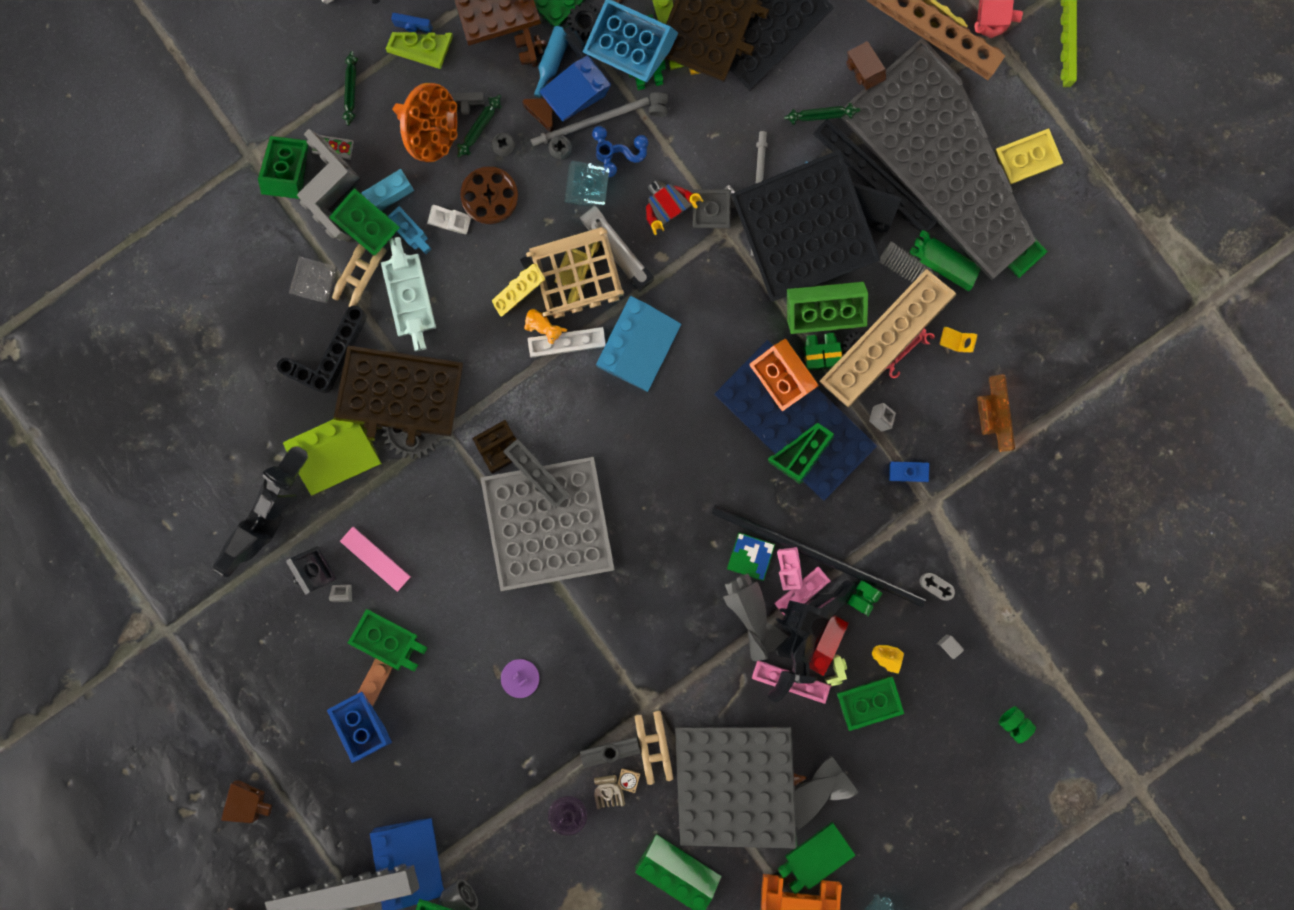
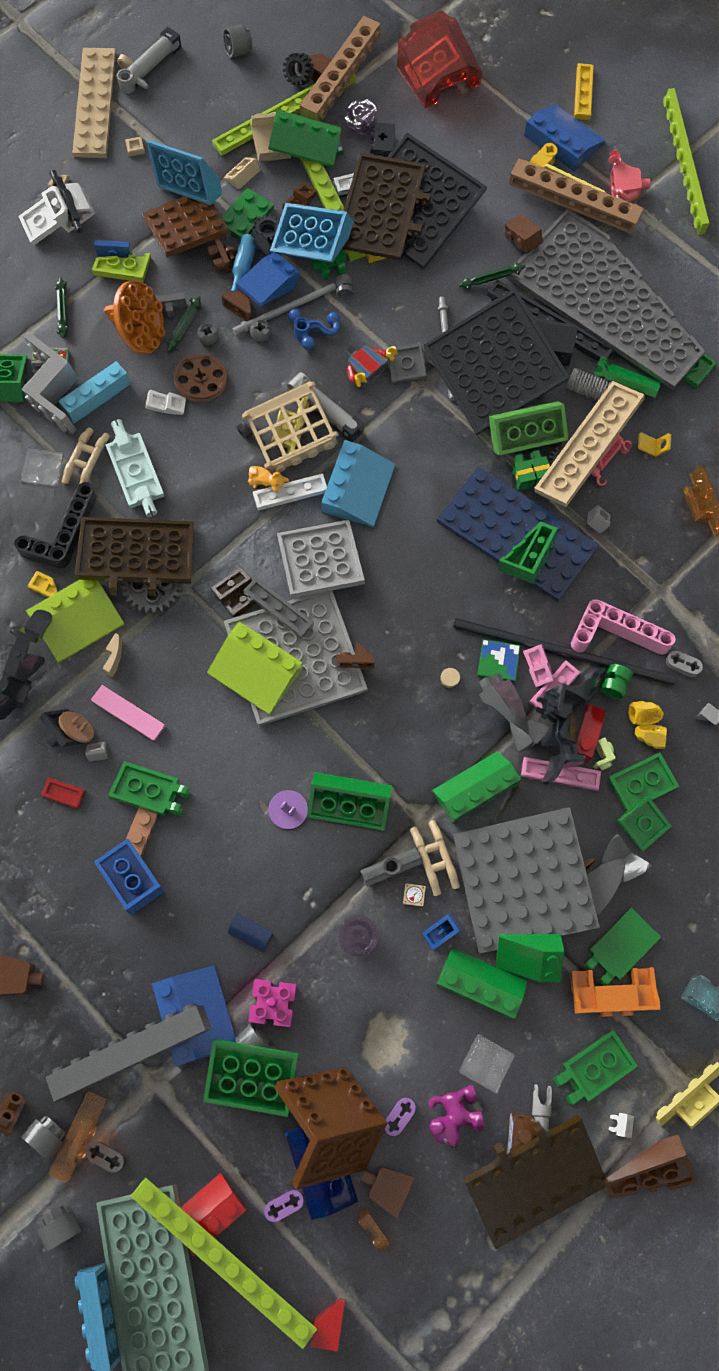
camera: 10 degrees left, 15 degrees down
(305, 411) = (43, 584): none -> yellow tile
(305, 631) = (63, 793): none -> red tile
(322, 570) = (76, 726): none -> medium nougat piece
(364, 222) = (87, 407): green plate -> none
(368, 493) = (114, 650): none -> tan slope
(409, 230) = (129, 415): dark azure hinge -> none
(469, 794) = (250, 933): none -> dark blue brick
(480, 864) = (272, 1003): none -> dark pink brick
(504, 535) = (255, 668): none -> lime slope
(518, 289) = (239, 446): light yellow bracket -> none
(579, 680) = (349, 801): none -> green slope
(586, 184) = (288, 355): clear light blue slope -> none
(586, 423) = (320, 558): none -> light grey plate
(606, 790) = (393, 907): dark tan piece -> none
(611, 540) = (361, 659): none -> reddish brown slope
(648, 820) = (441, 931): none -> blue slope
(699, 567) = (450, 678): none -> tan tile
(705, 684) = (476, 786): none -> green slope
(729, 859) = (531, 955): none -> green slope
(783, 374) = (499, 489): orange slope -> none
(862, 744) = (644, 823): none -> green tile
(878, 540) = (619, 626): none -> bright pink beam
(886, 635) = (644, 713): none -> yellow rock
(909, 471) = (634, 564): blue plate -> none
(1029, 156) = (682, 288): light yellow plate -> none

